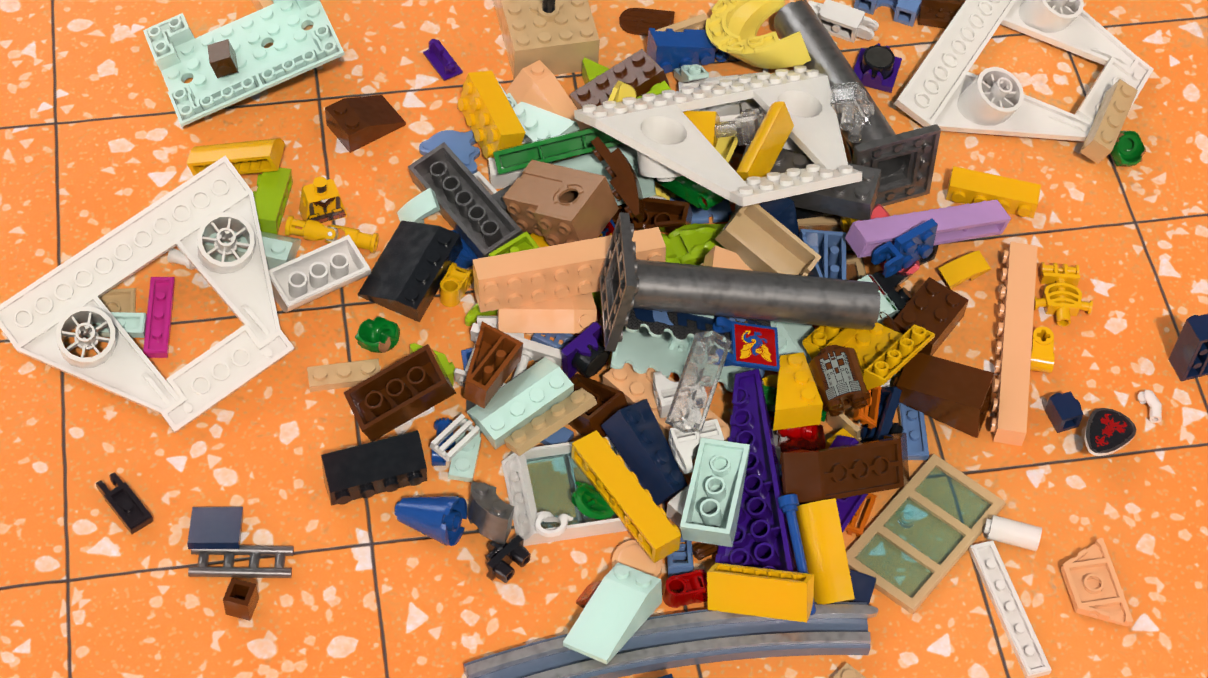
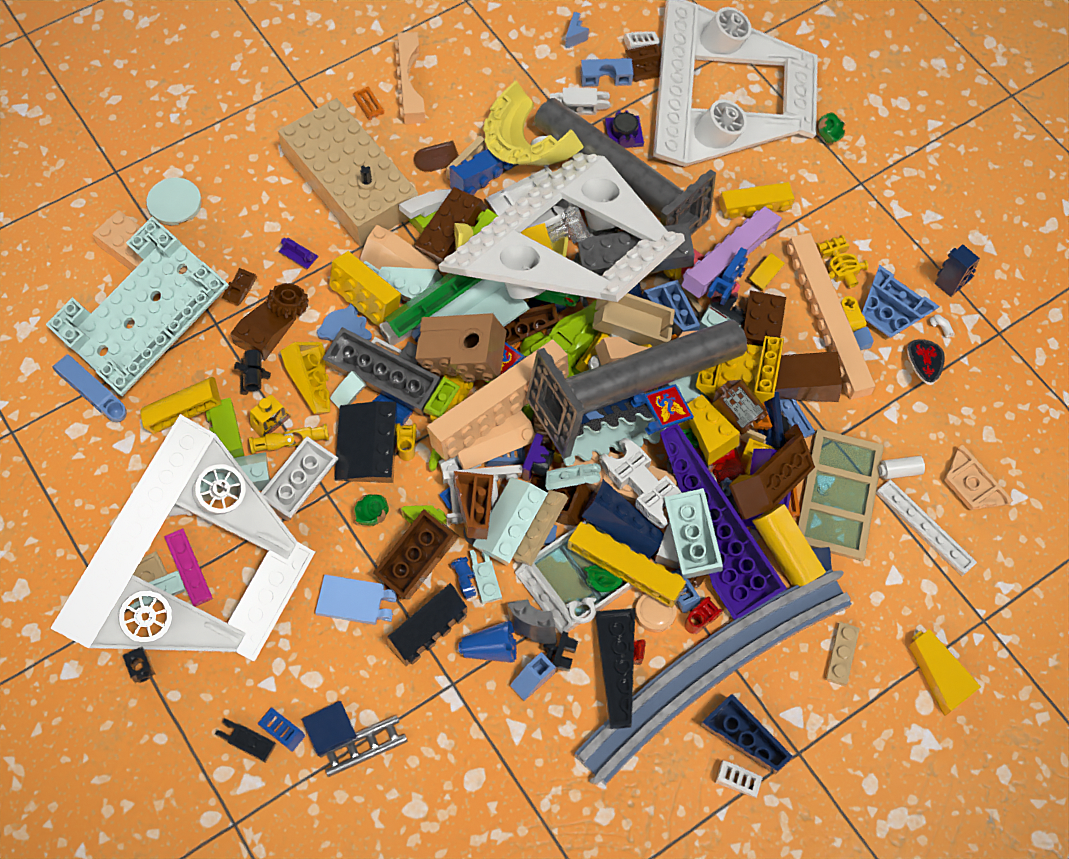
camera: 25 degrees left, 10 degrees up
(53, 378) = (135, 657): none -> black brick
(155, 110) = (90, 388): none -> medium blue piece
(172, 522) = (293, 735): none -> blue slope
(222, 58) = (127, 325): brick -> none
(241, 599) = (382, 780): reddish brown brick -> none
(312, 417) = (354, 600): none -> light blue tile
(328, 154) = (251, 372): none -> black pin
(341, 374) = (360, 553): tan plate -> none
(363, 72) = (239, 287): none -> reddish brown slope
(387, 179) = (307, 369): none -> yellow wedge
(405, 100) = (287, 300): none -> reddish brown gear
(461, 568) = (533, 676): none -> medium blue slope
(466, 425) = (479, 557): white tile -> none
(566, 584) = (616, 650): none -> black wing
(601, 57) = (424, 204): none -> white slope
(613, 381) = (572, 476): none -> light aqua hinge
(614, 613) = (665, 664): light aqua slope -> none
(624, 179) = (505, 311): reddish brown slope -> none
(690, 73) = (494, 190): light aqua slope -> none
(698, 382) = (646, 455): clear brick -> none
(760, 592) = (761, 599): yellow brick -> none
(767, 142) = (598, 238): yellow brick -> none
(789, 504) = (751, 523): blue piece -> none
(852, 108) = (641, 180): clear brick -> none
(1041, 382) = (864, 338): none -> medium blue slope
(1064, 411) = (888, 356): dark blue brick -> none
(1099, 358) = (893, 305): none -> medium blue wedge
(1108, 121) = (812, 112): tan brick -> none

